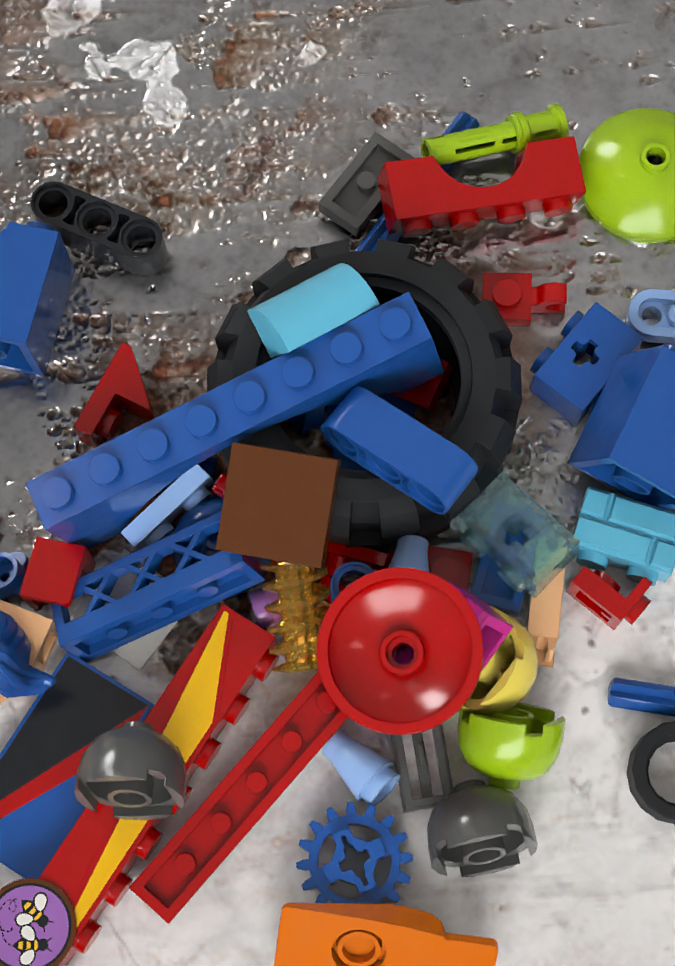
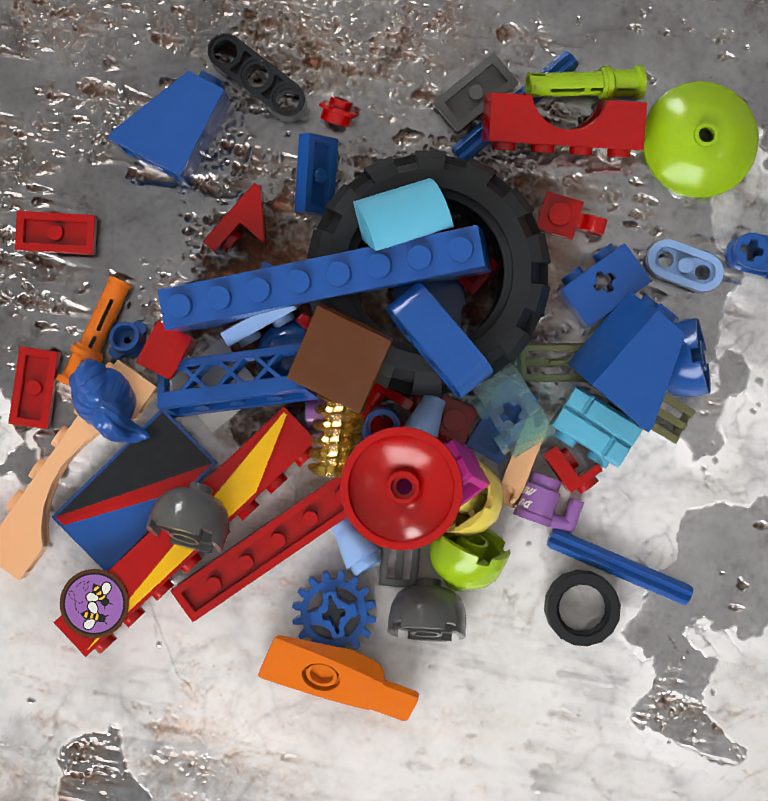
camera: 10 degrees right, 15 degrees up
(194, 317) = (315, 173): none -> blue plate
(206, 242) = (338, 111): none -> red plate
(545, 455) = (523, 363): none -> olive tile
(584, 648) = (540, 501): none -> medium lavender piece

